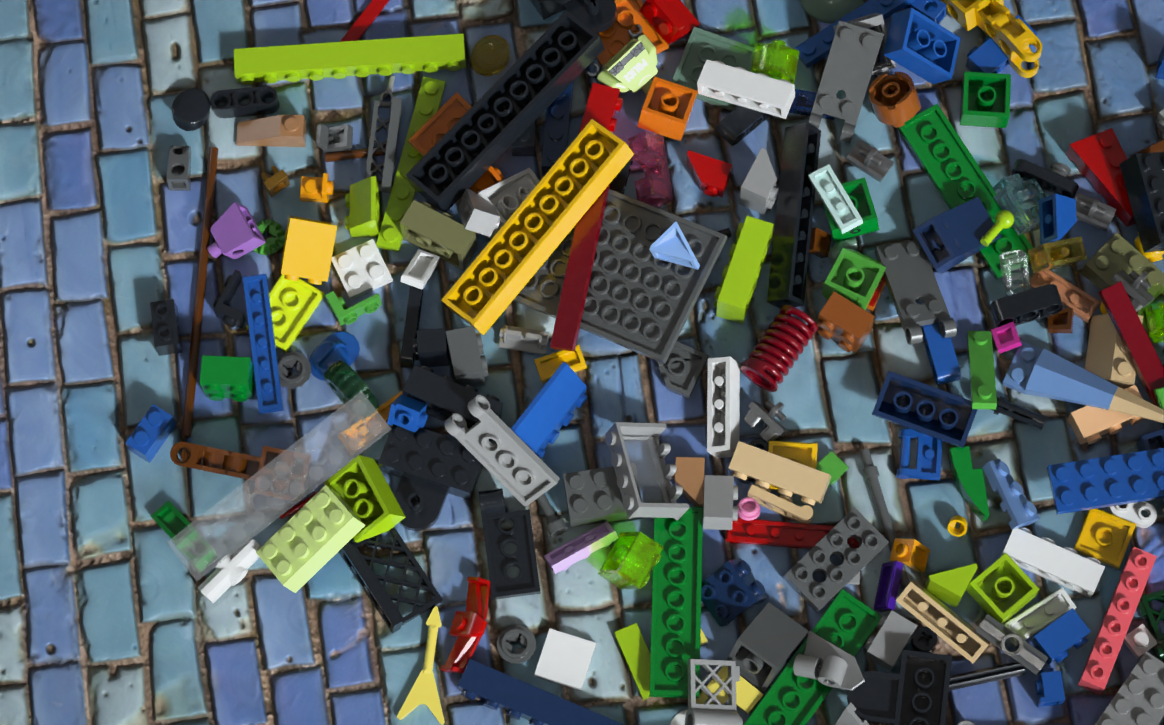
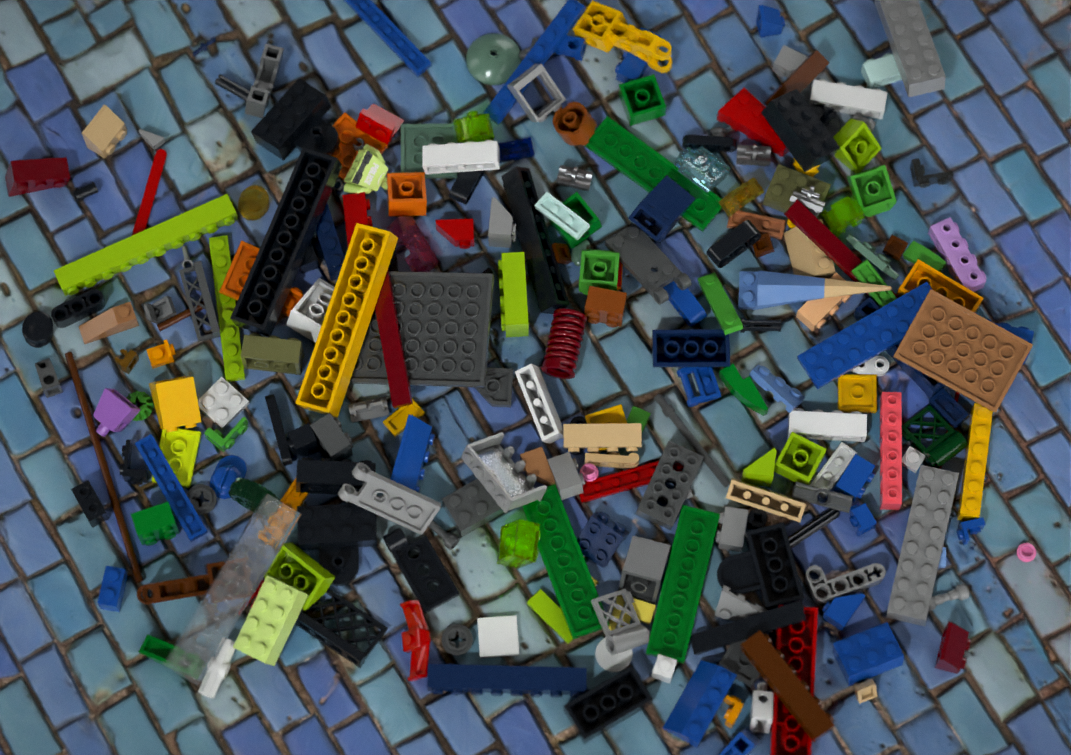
camera: 25 degrees left, 0 degrees up
(364, 208) = (205, 356): lime slope -> none
(407, 413) = (306, 498): blue brick -> none
(420, 269) = (268, 385): white tile -> none
(425, 689) = (402, 700): light yellow piece -> none
(478, 214) = (297, 327): light grey slope -> none
(581, 547) = (476, 548): lavender plate -> none
(674, 248) = (459, 297): light blue slope -> none
(758, 413) = (567, 399): flat silver hips -> none
(828, 664) = (695, 564): light grey panel -> none
(846, 69) = (531, 115): dark grey hinge -> none
(888, 586) = (715, 490): dark purple tile -> none
(910, 553) = (721, 459): light orange bracket -> none
(922, 46) = (579, 76): blue brick -> none
(962, 528) = (752, 427): yellow hinge -> none
(1004, 220) = (692, 185): lime bar -> none
(1006, 337) = (727, 272): dark pink plate -> none
(1013, 261) = (710, 214): clear slope -> none
(1056, 217) = (730, 169): blue slope -> none

